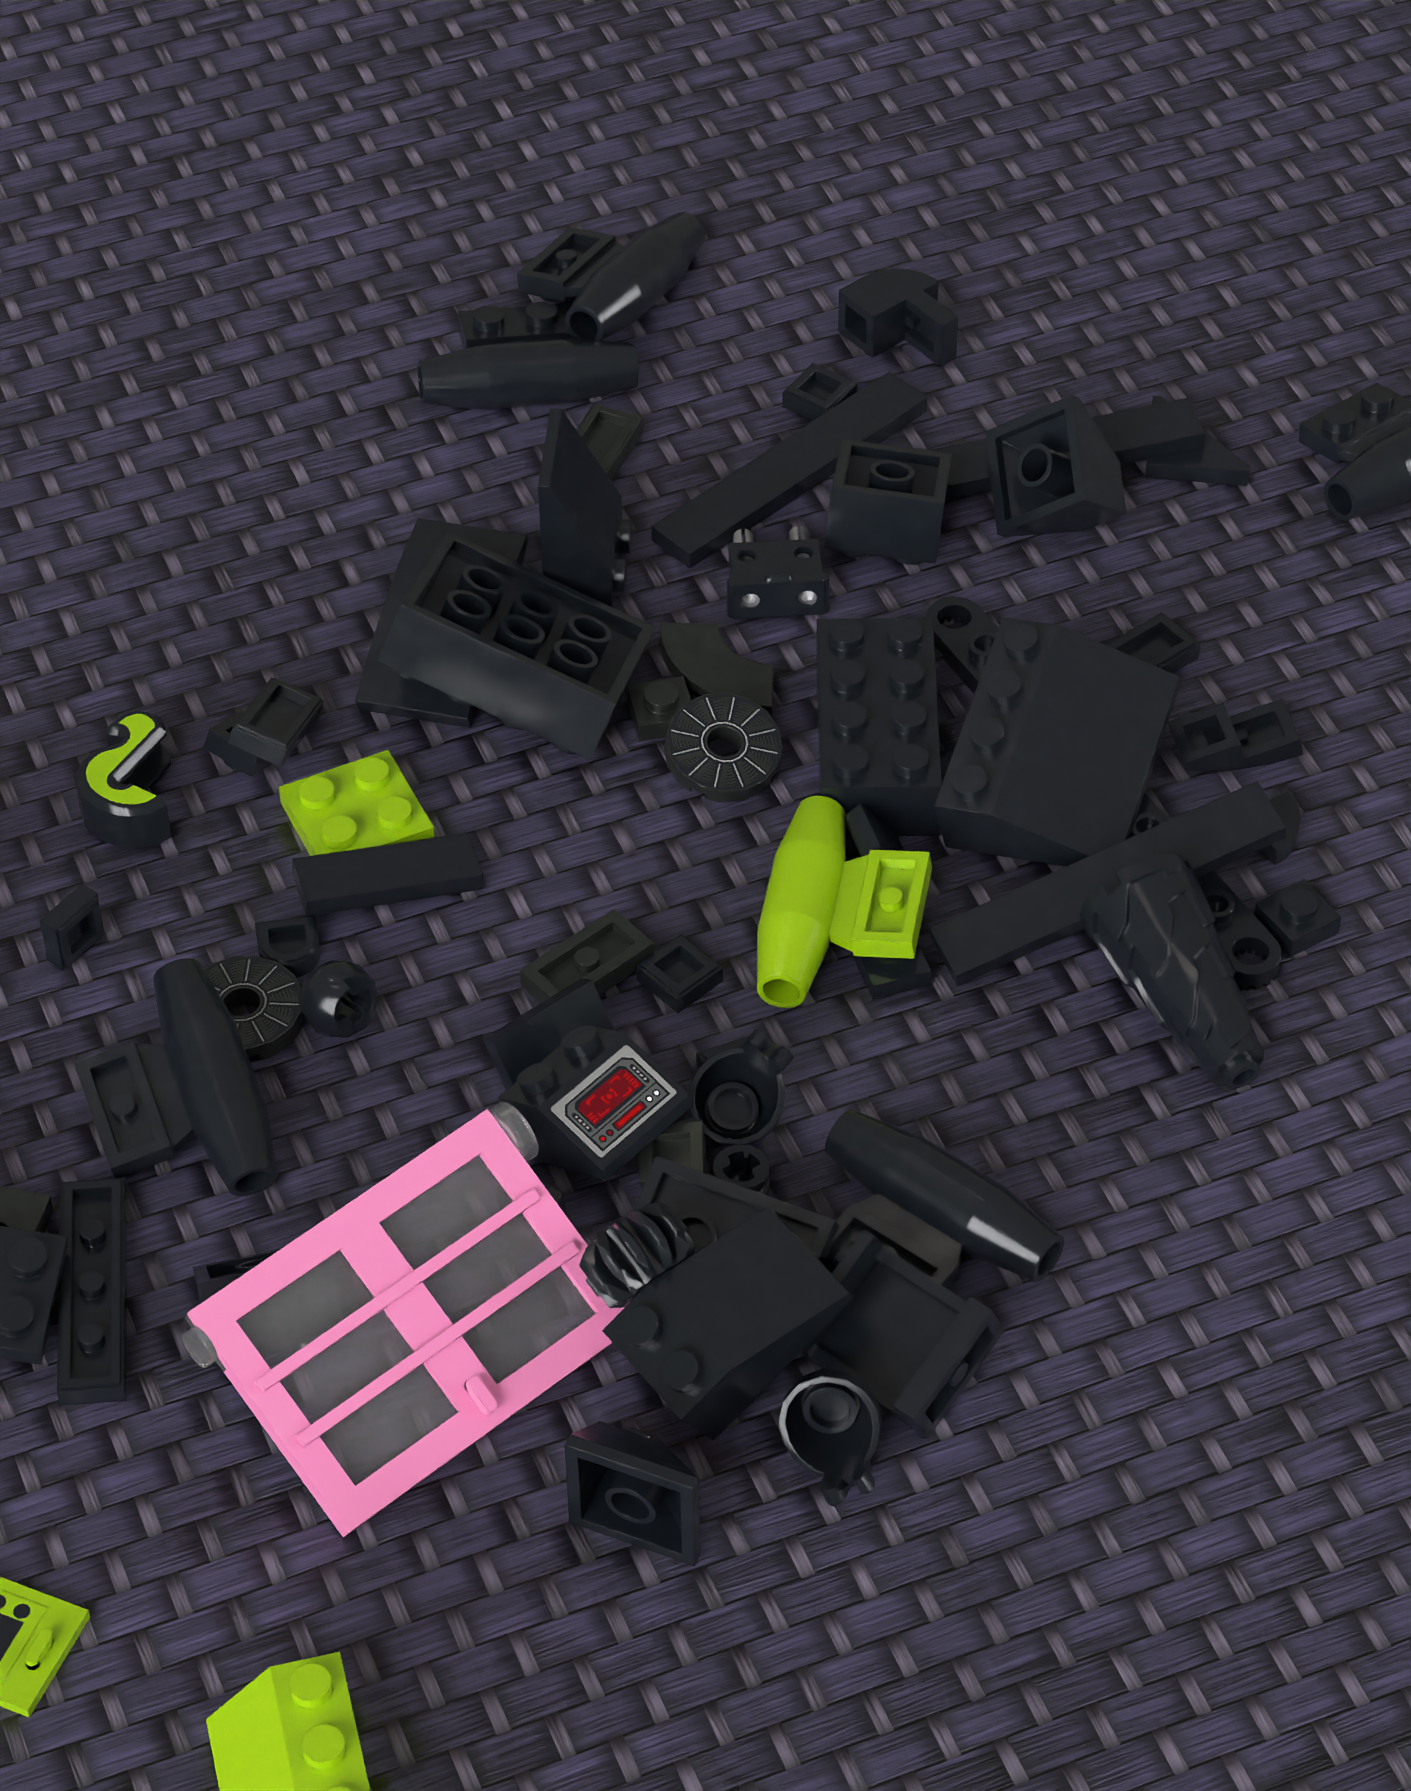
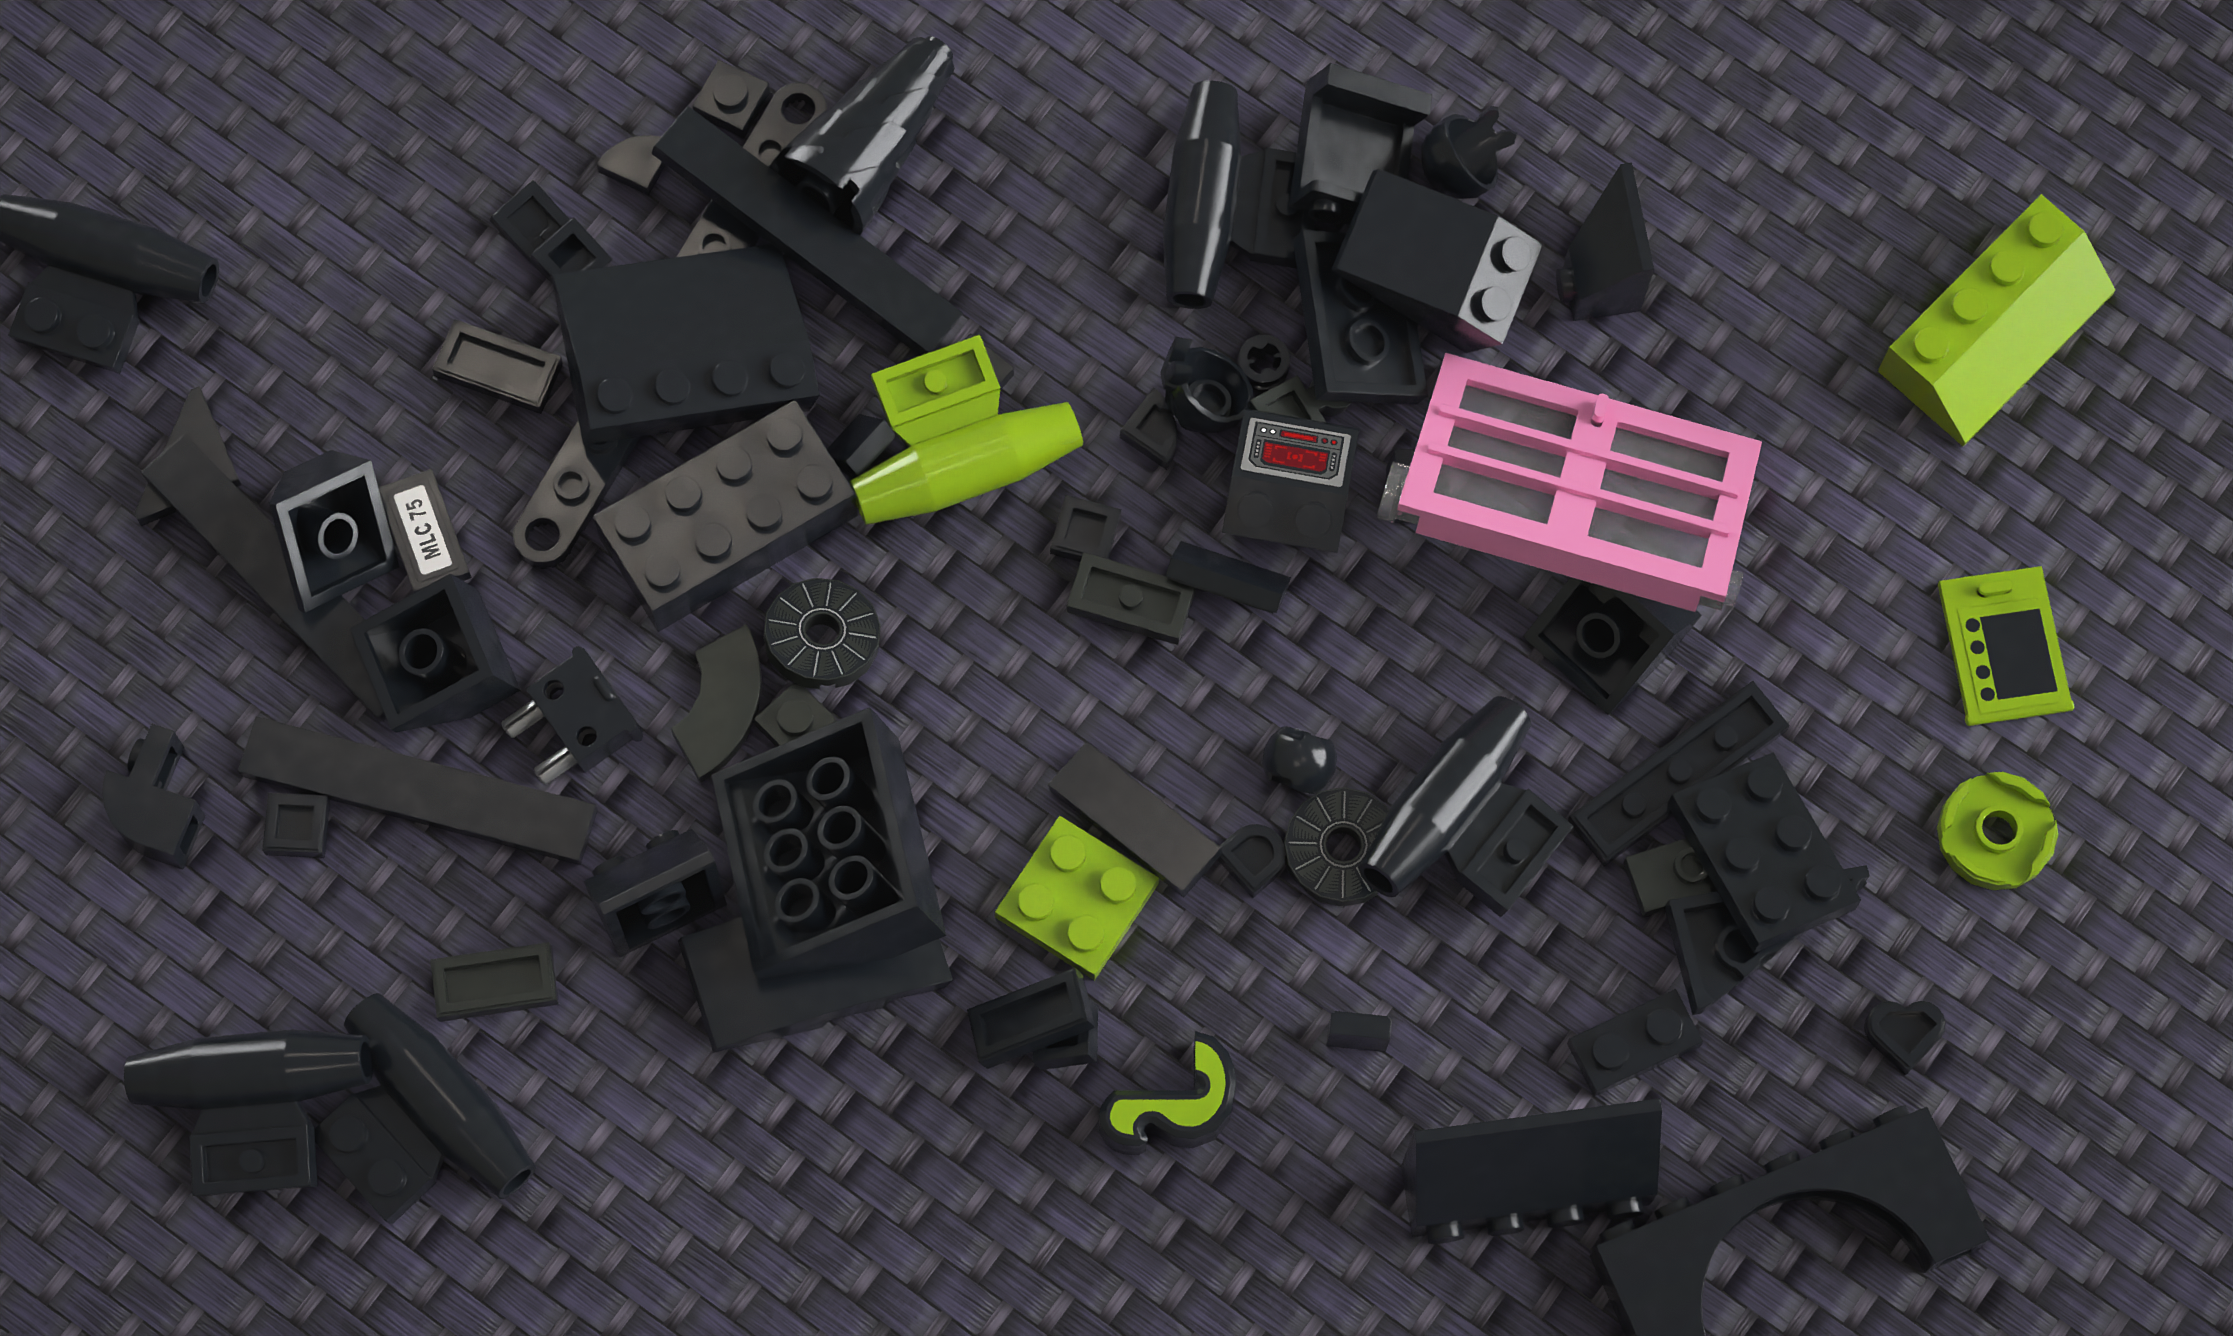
camera: 125 degrees left, 25 degrees up
(635, 1253) = (1432, 345): black gear -> none
(1014, 556) = (423, 530): none -> tile

